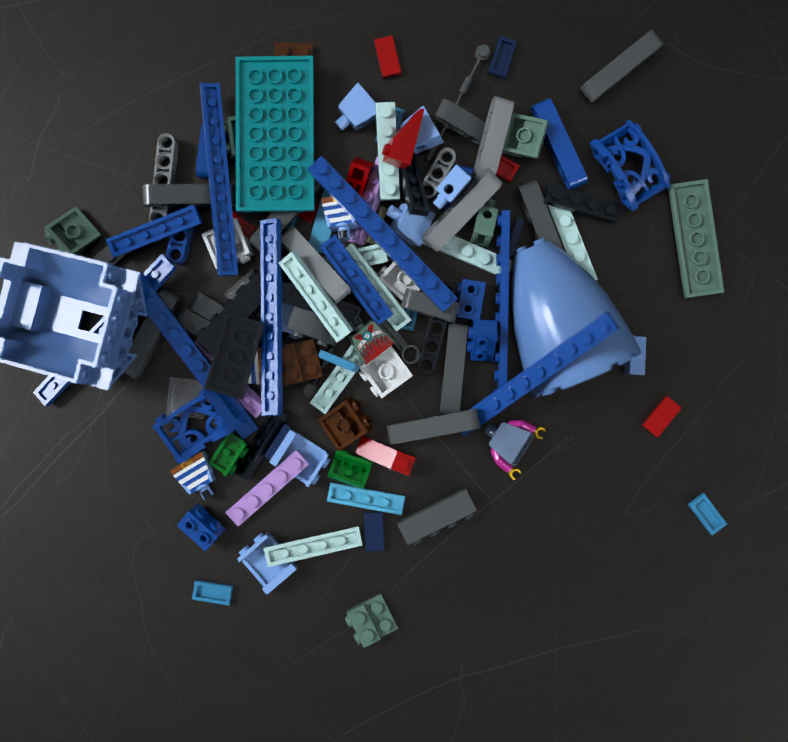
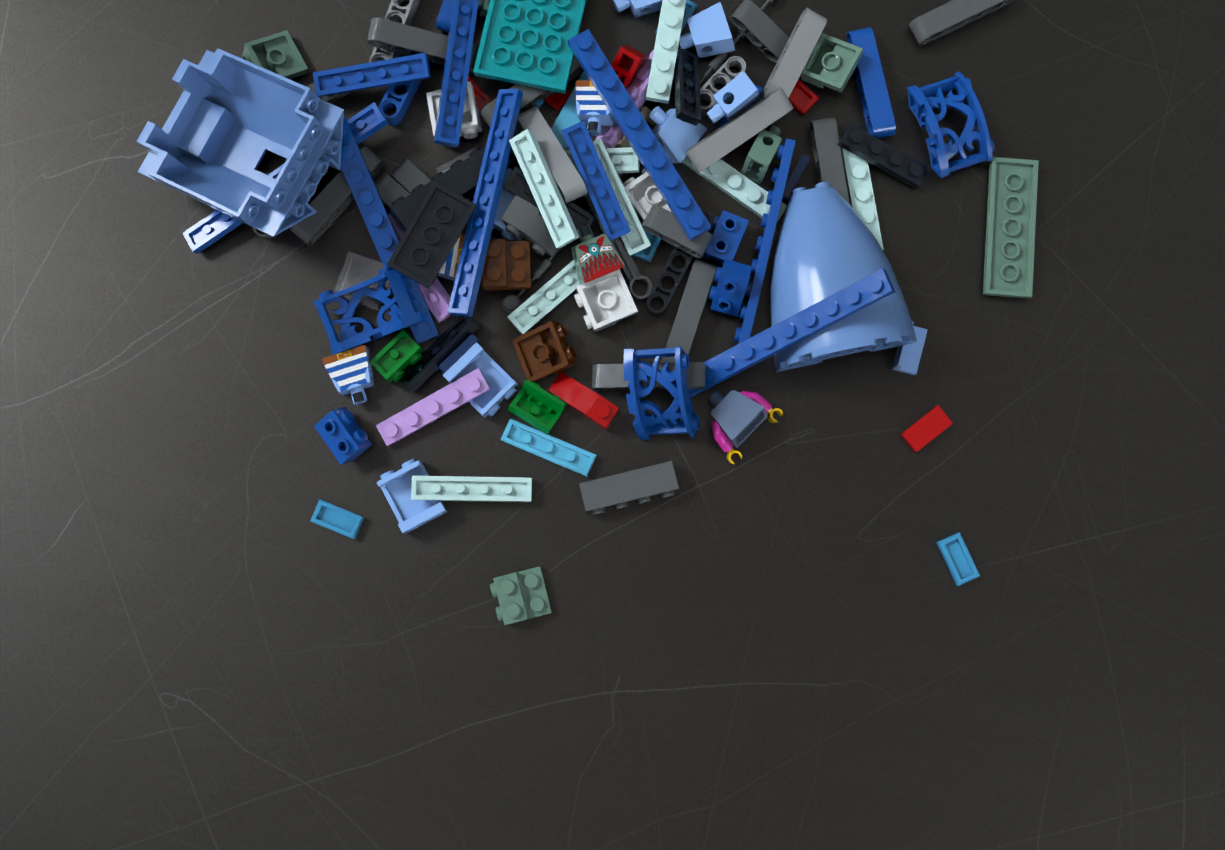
camera: 10 degrees right, 5 degrees down
(338, 361) = (553, 273): dark azure tile -> none
(373, 531) = (549, 489): dark blue tile -> none
(402, 145) = (684, 39): red slope -> none
(465, 453) = (650, 424): none -> blue fence

